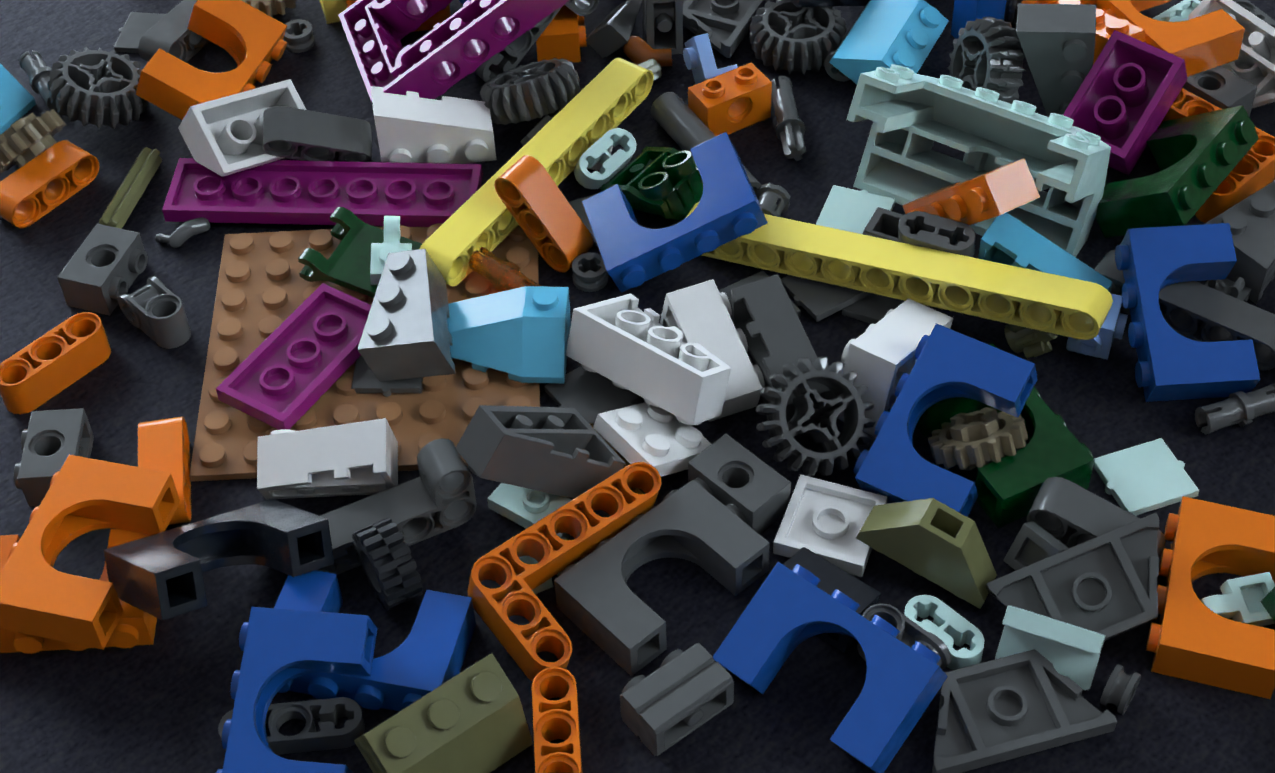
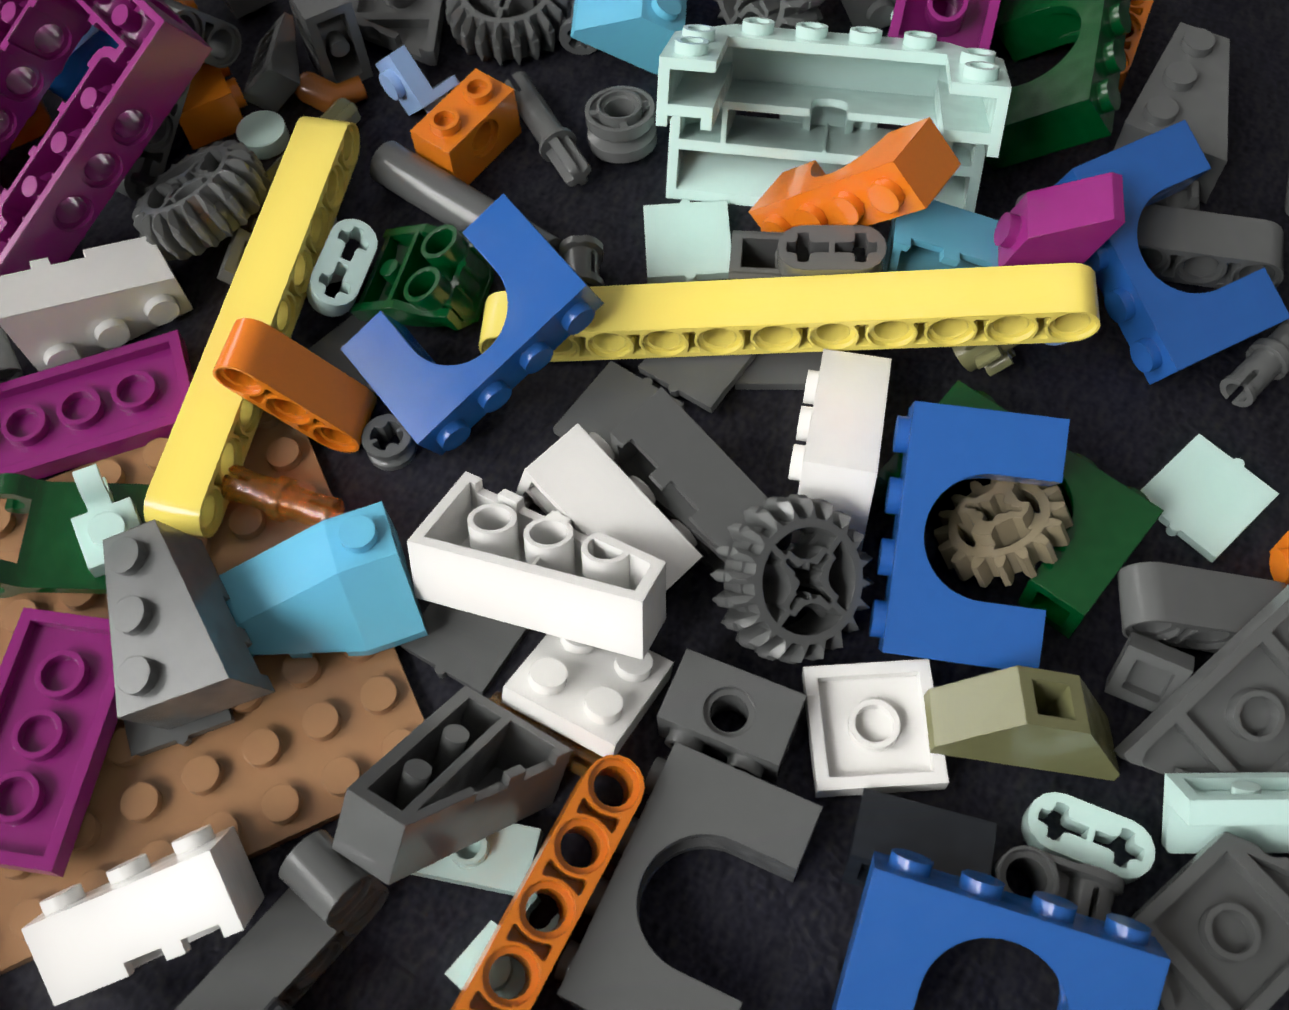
camera: 20 degrees left, 15 degrees up
(589, 65) = (263, 133): none -> light aqua tile
(836, 134) = (621, 124): none -> dark grey wheel
(1103, 257) = (1061, 222): none -> magenta slope

